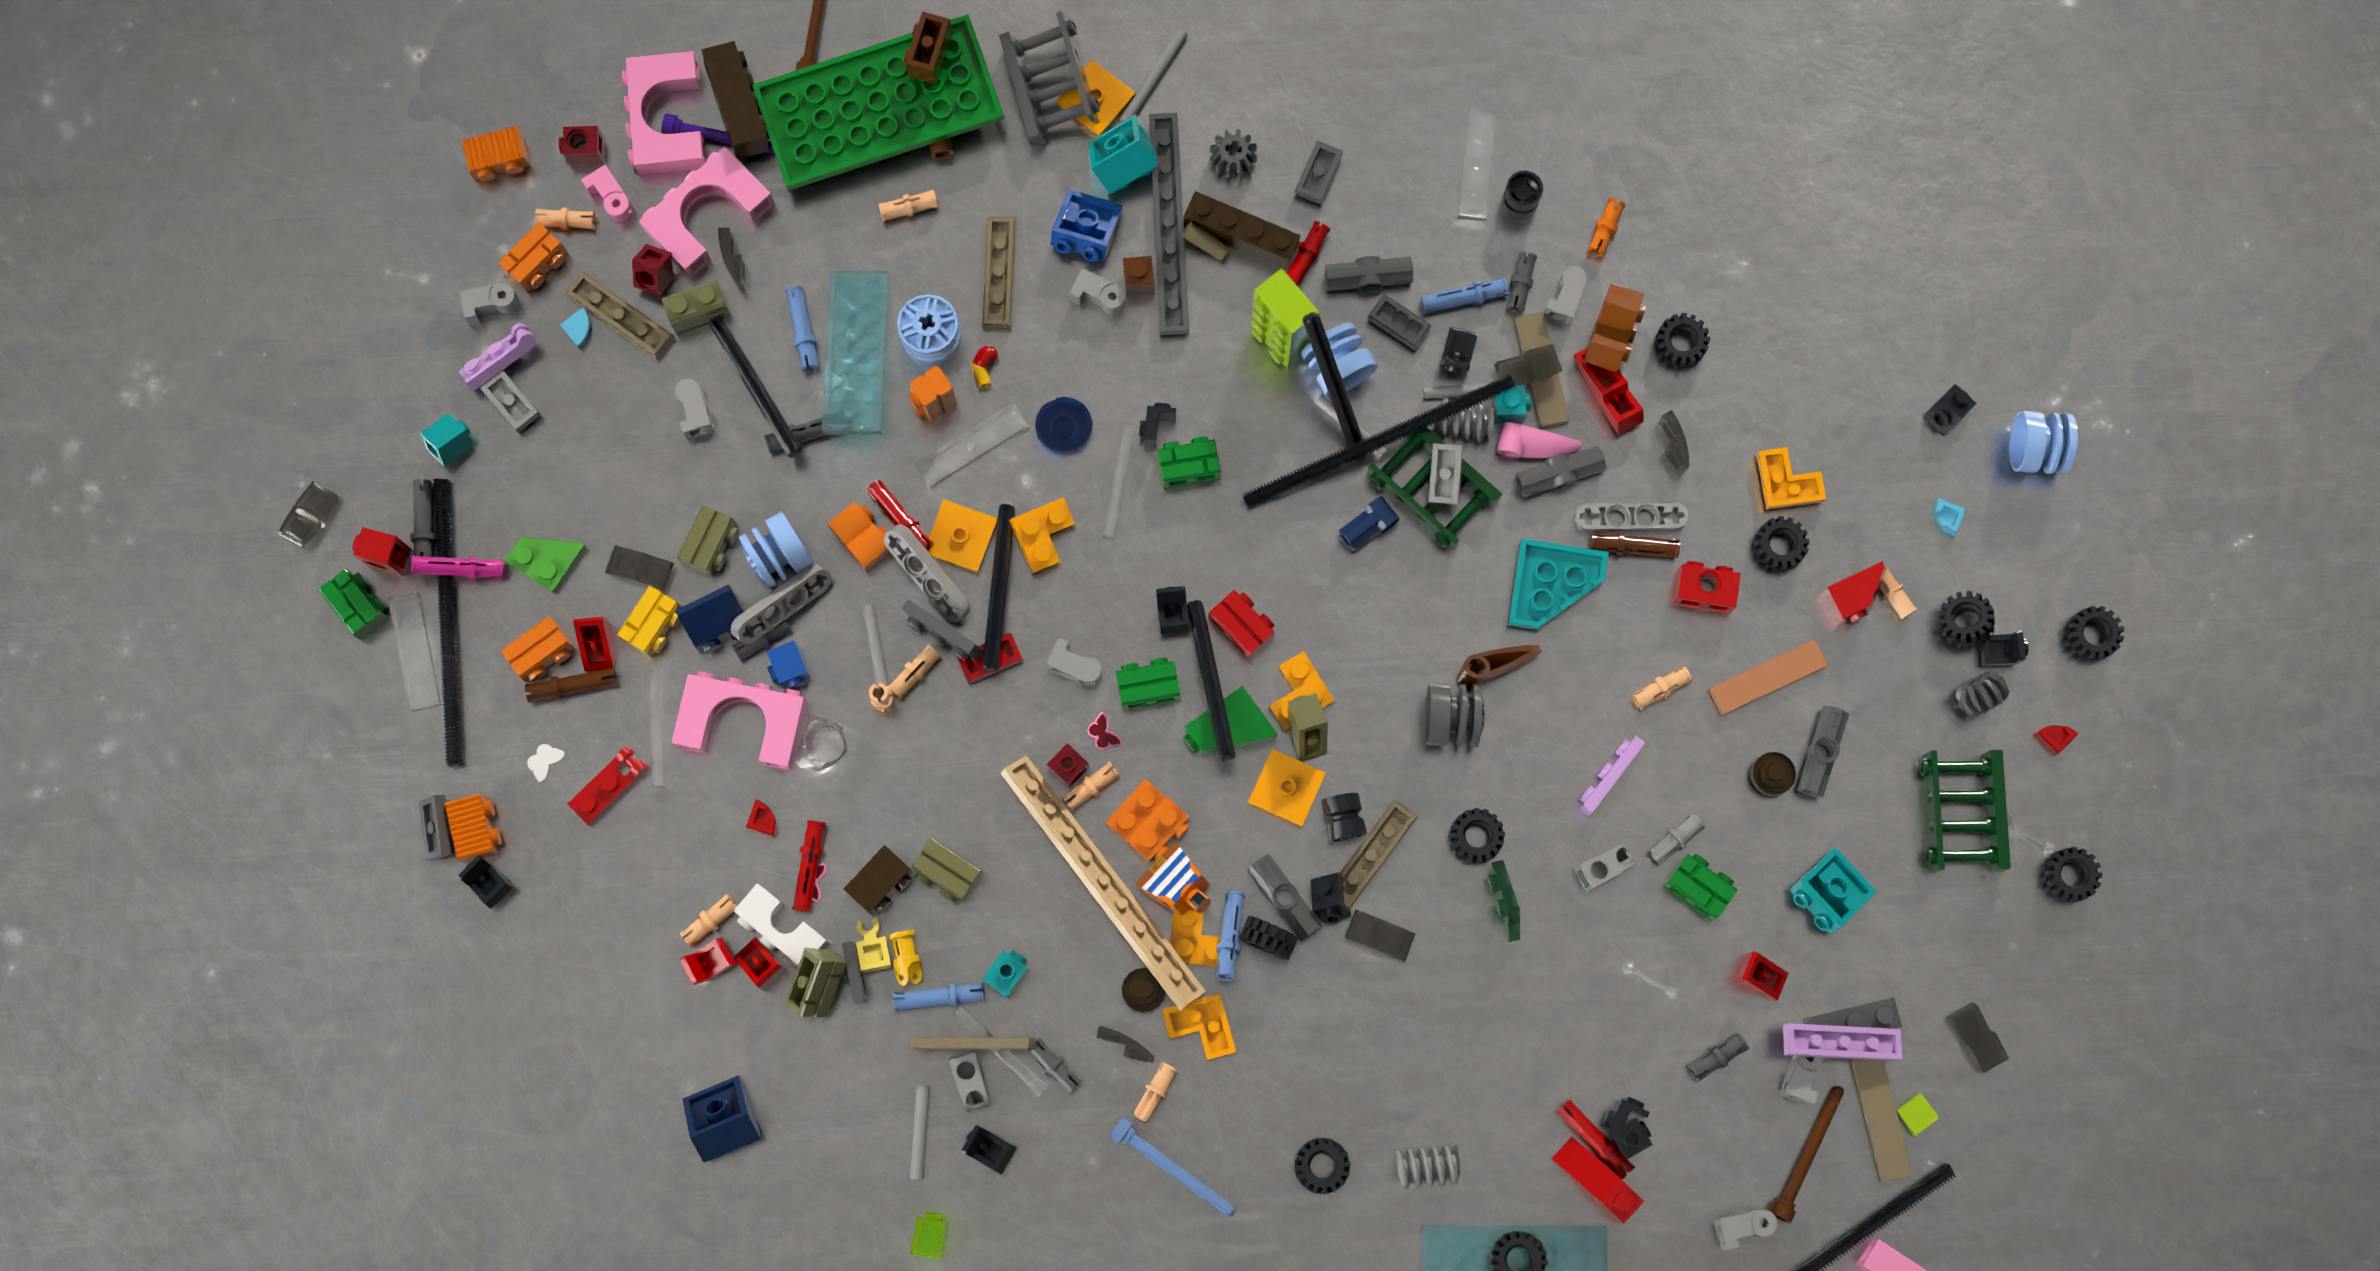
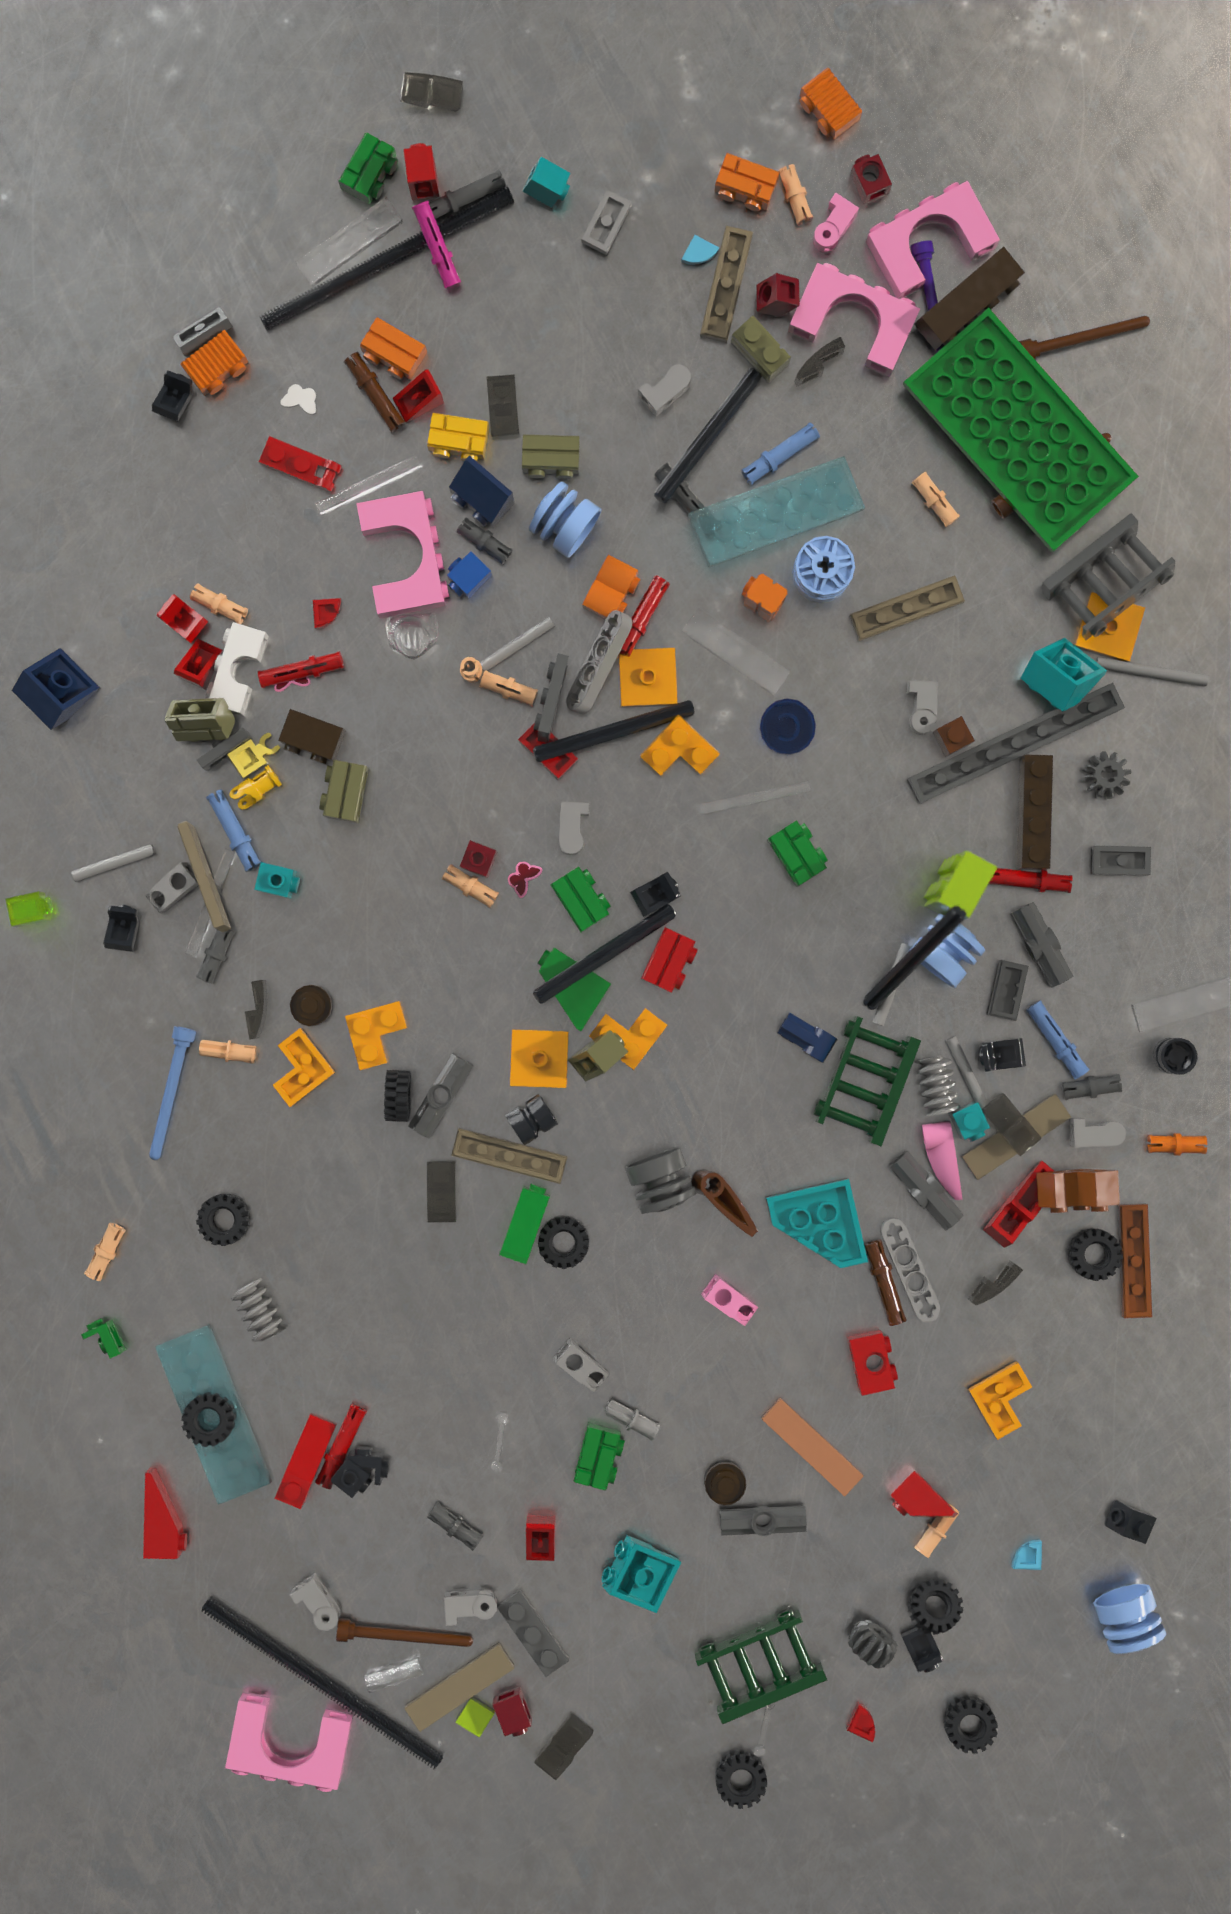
camera: 65 degrees right, 10 degrees up
(488, 300) = (690, 159): light grey leg -> none
(498, 356) = (642, 193): lavender plate -> none
(545, 560) = (476, 318): bright green wing -> none
(779, 599) = (521, 542): light grey beam -> none
(928, 48) = (1086, 454): reddish brown brick -> none
(980, 363) = (813, 627): arm -> none
(1085, 225) = (982, 668): blue plate -> none
(1103, 883) = (388, 931): tan plate -> none
(1148, 821) = (459, 949): orange plate -> none
(1149, 427) = (815, 804): black bracket -> none
(1175, 882) = (414, 996): torso -> none
(1205, 241) = (1011, 784): dark tan hinge -> none
(1228, 946) = (378, 1063): medium blue pin -> none
(1329, 898) = (455, 1134): black bracket -> none
(1378, 440) = (884, 1017): black axle -> none
(1444, 863) = (525, 1223): none -> green slope
(1445, 473) = (877, 1088): light grey plate -> none
(1506, 900) = (509, 1292): clear green wing -> none
(1594, 698) = (729, 1300): none -> bright pink leg
(1610, 774) = (665, 1339): lavender plate -> none
(1662, 687) = (764, 1356): light nougat pin -> none
(1711, 310) = (1135, 1264): none -> dark orange tile
(1768, 556) = (953, 1424): black tyre -> none
(1842, 1042) = (507, 1630): lavender plate -> none
(1845, 1179) = (393, 1675): none -> clear pin
(1926, 1073) = (512, 1712): none -> dark red brick

